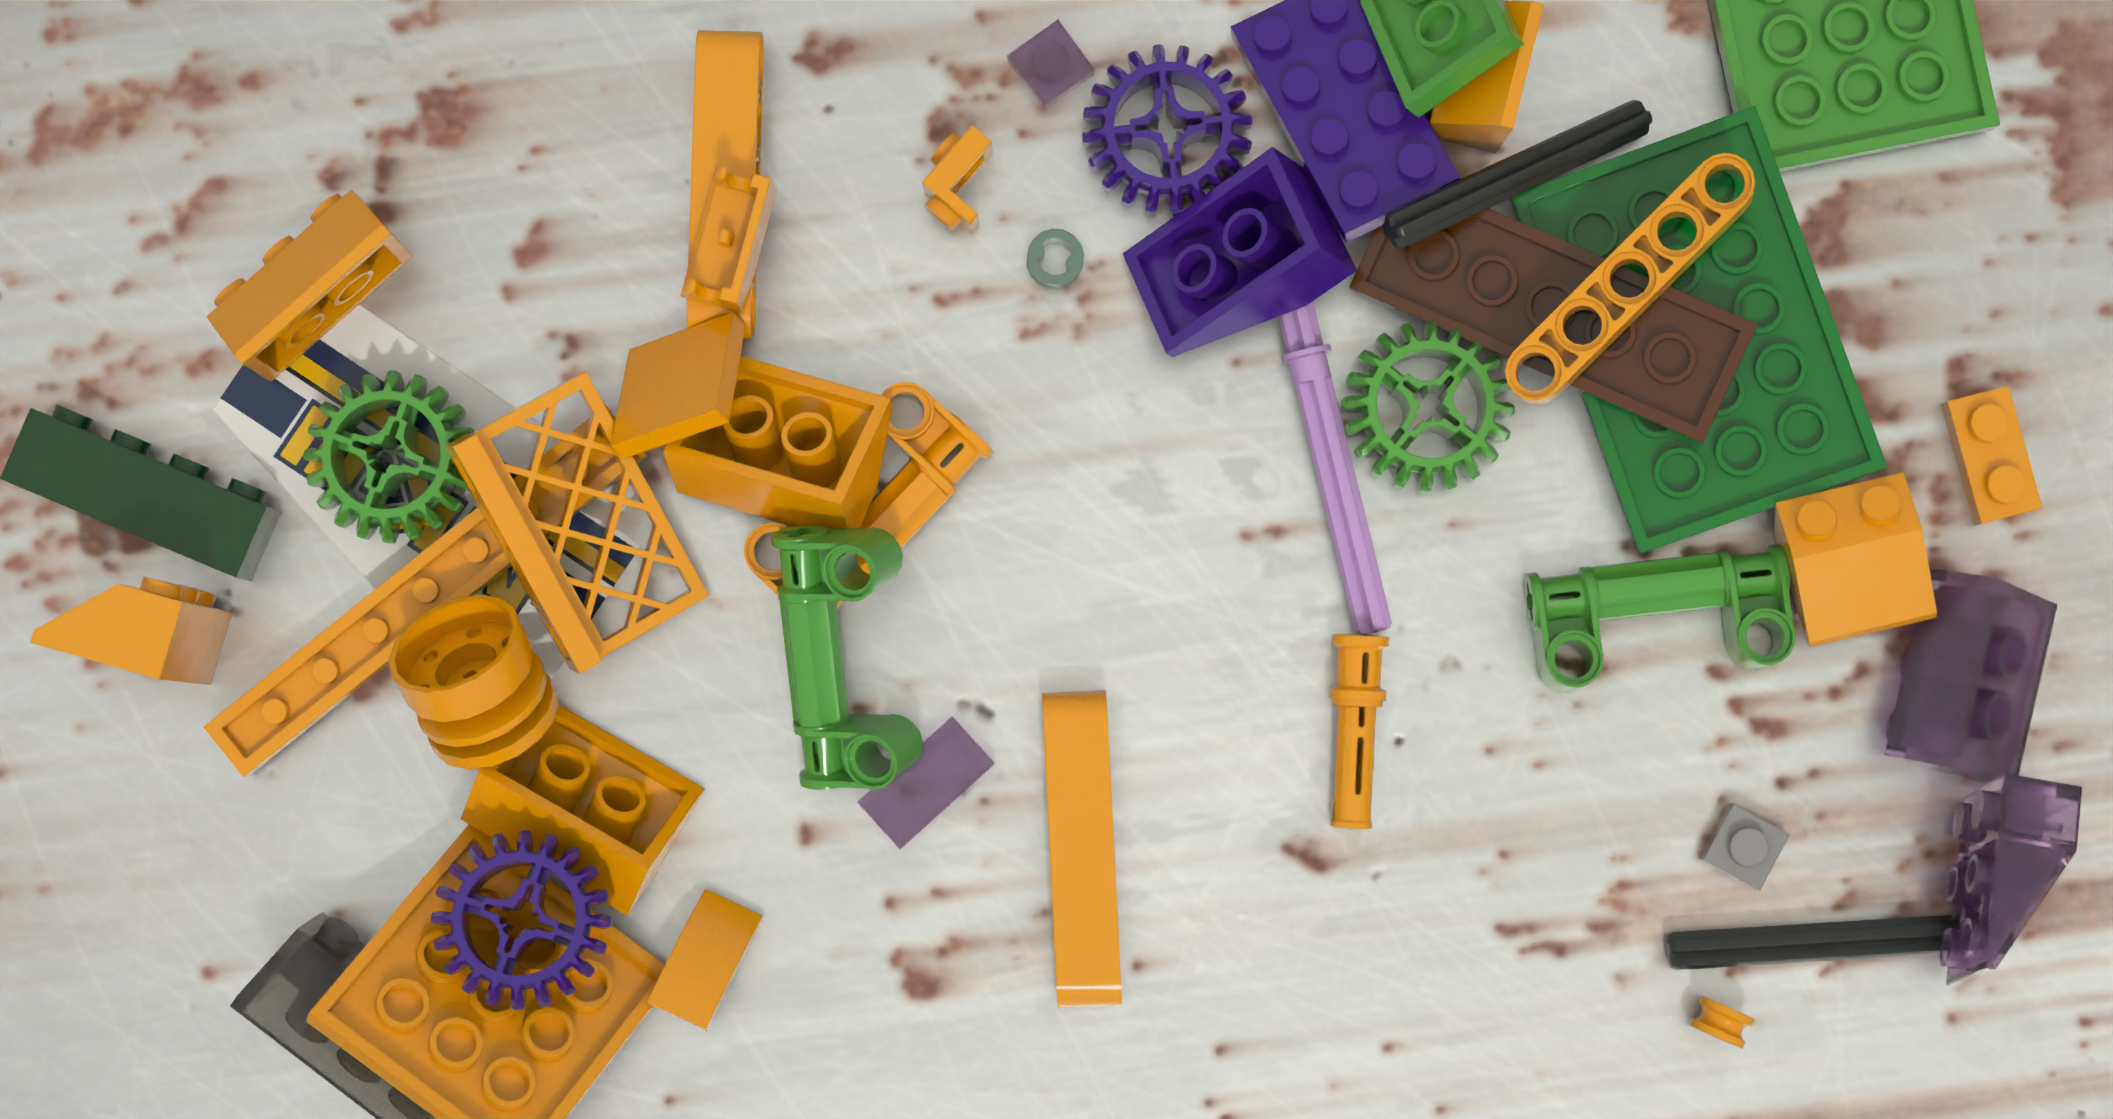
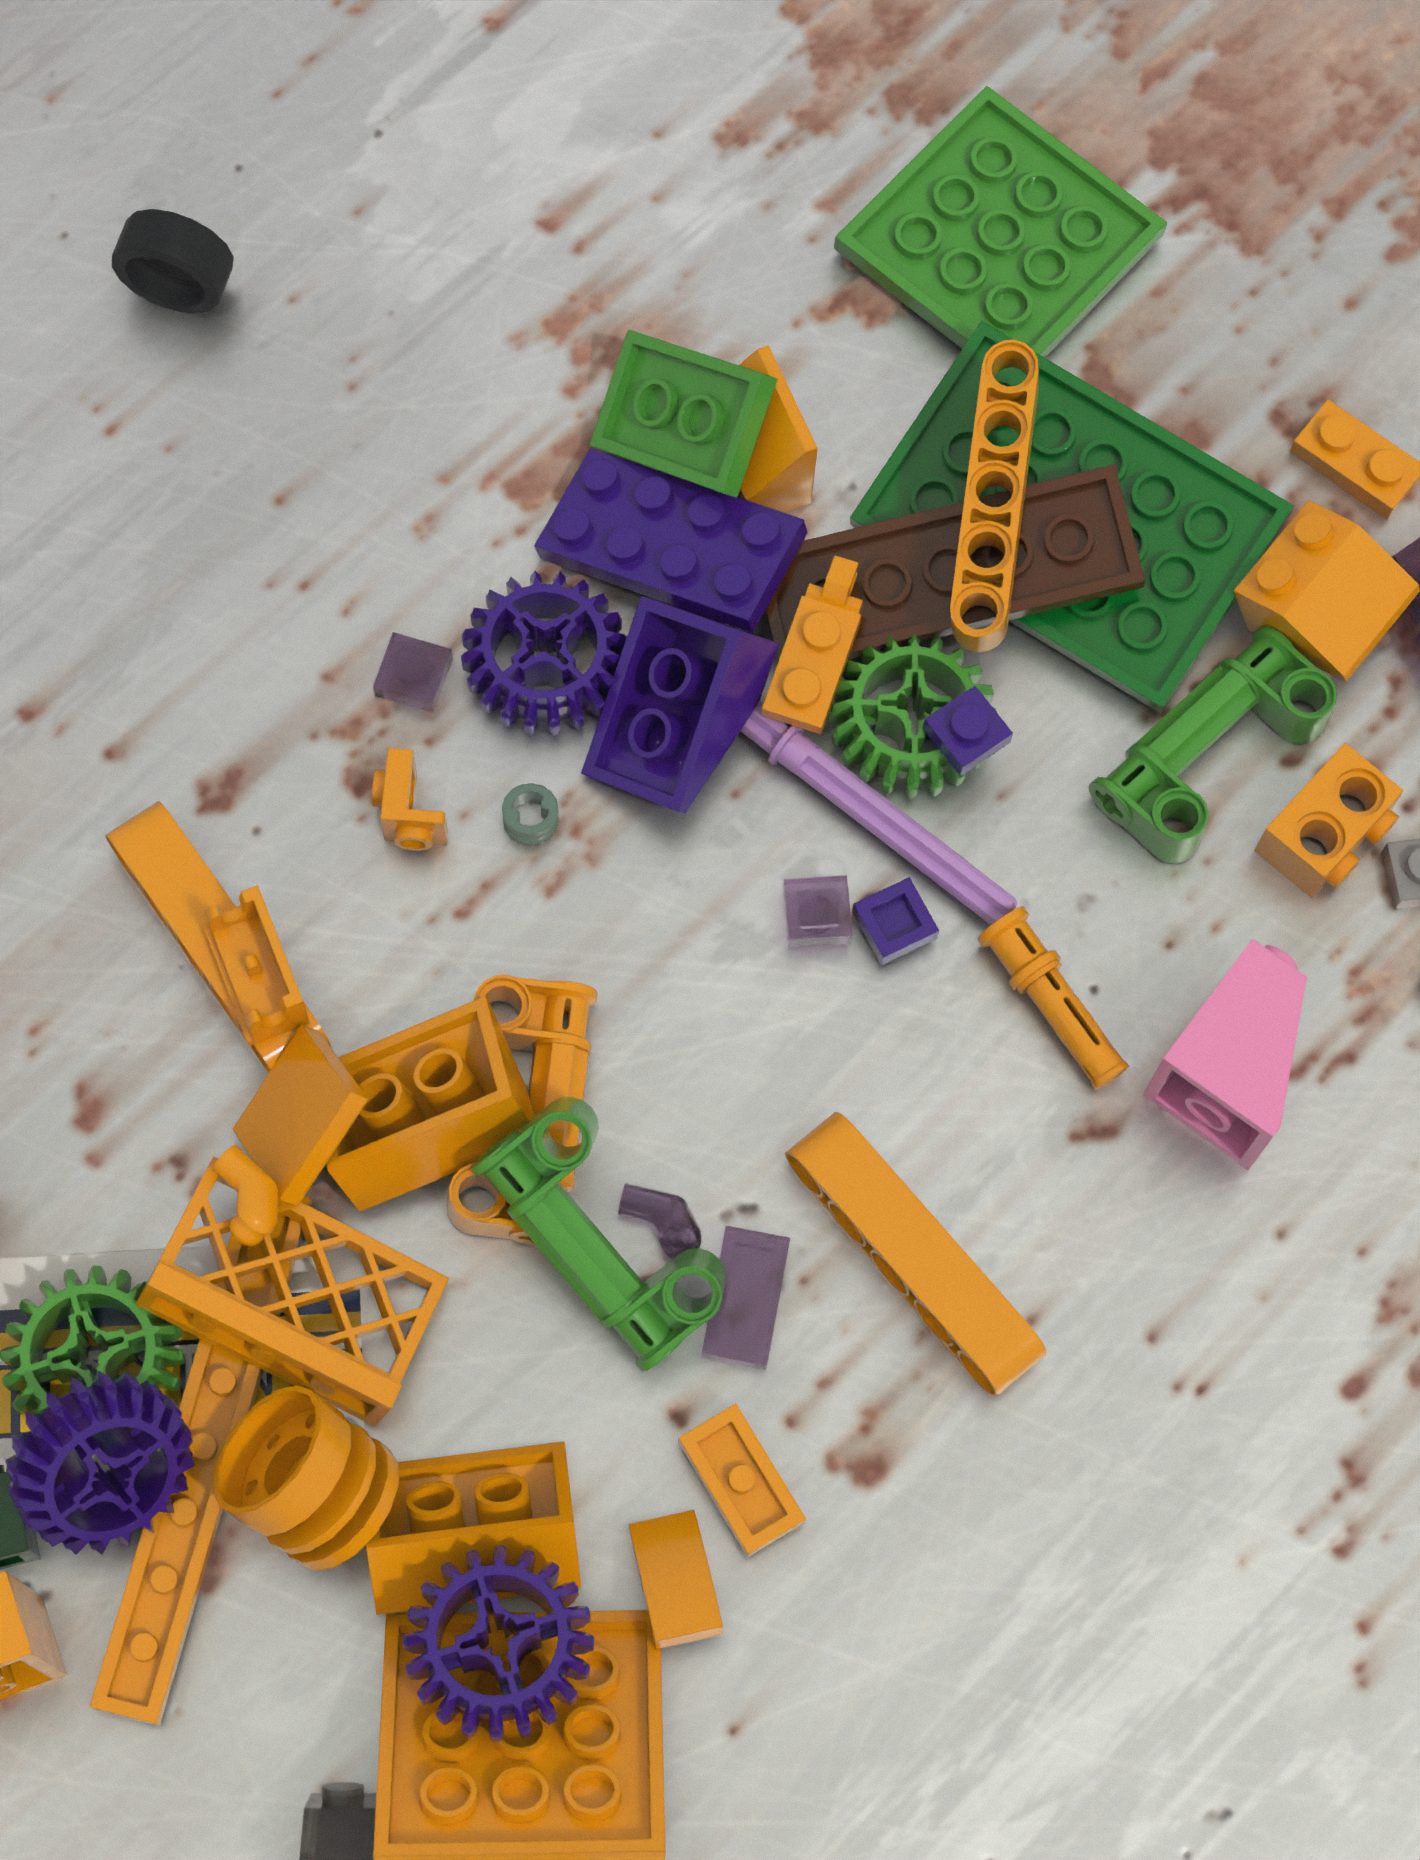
camera: 40 degrees left, 15 degrees down
(330, 552) = (71, 1495): none -> dark purple gear
(592, 432) = (255, 1199): none -> light orange arm
(812, 923) = (741, 1480): none -> light orange plate
(914, 675) = (666, 1213): none -> clear purple arm
(1221, 514) = (817, 911): none -> clear purple plate
(1278, 569) = (895, 921): none -> dark purple plate
(1384, 298) = (816, 651): none -> light orange hinge
(1453, 461) = (967, 730): none -> dark purple plate
(1459, 888) = (1236, 1056): none -> bright pink slope
(1516, 174) = (842, 494): pearl dark grey axle -> none
(1698, 738) = (1322, 816): none -> light orange brick

